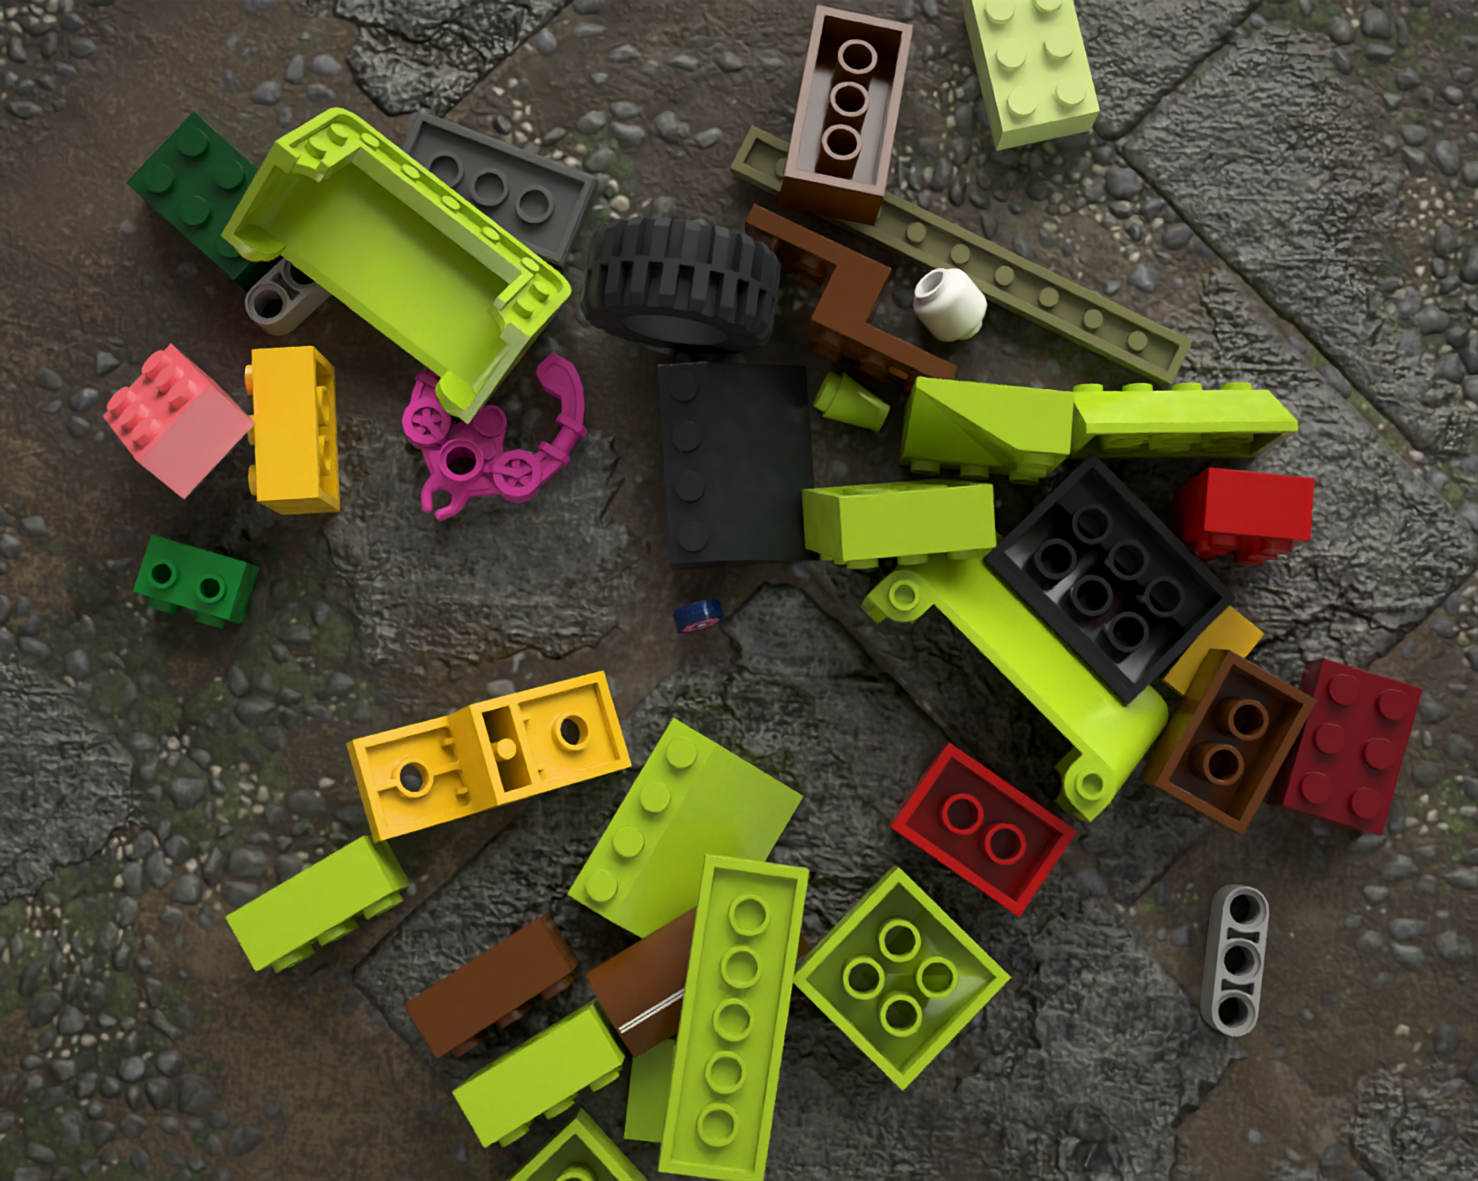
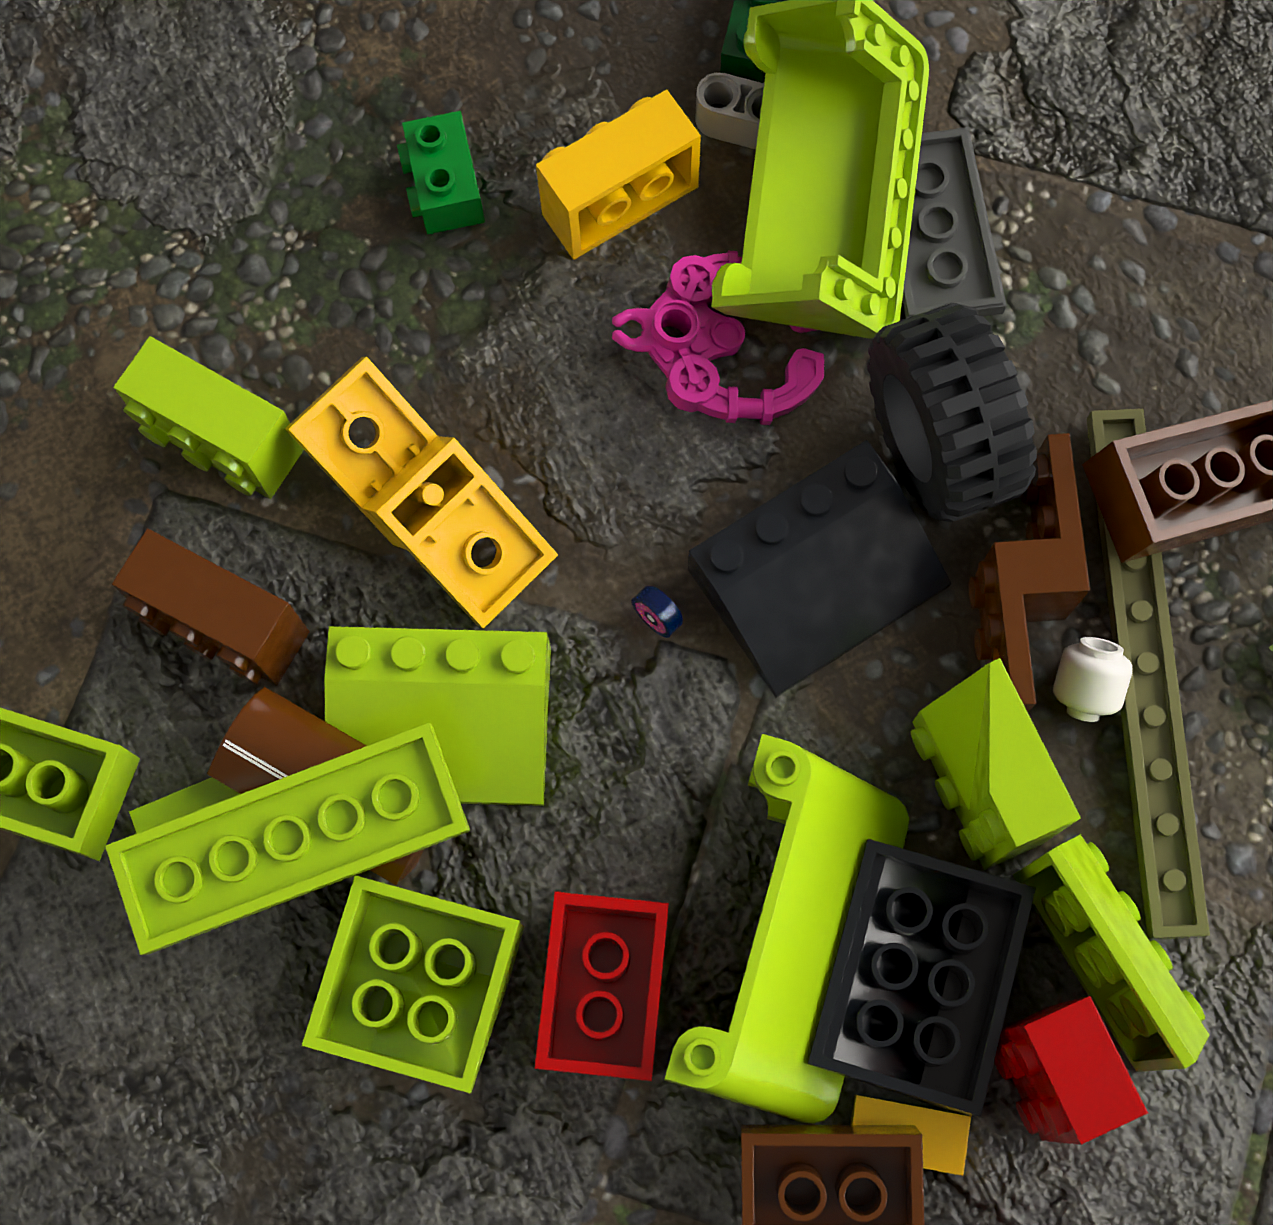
camera: 60 degrees right, 10 degrees down
(176, 420) = (569, 69): coral brick -> none
(542, 1075) = (144, 694): lime brick -> none
(850, 402) = (941, 640): lime cone -> none
(899, 520) = (855, 735): lime slope -> none

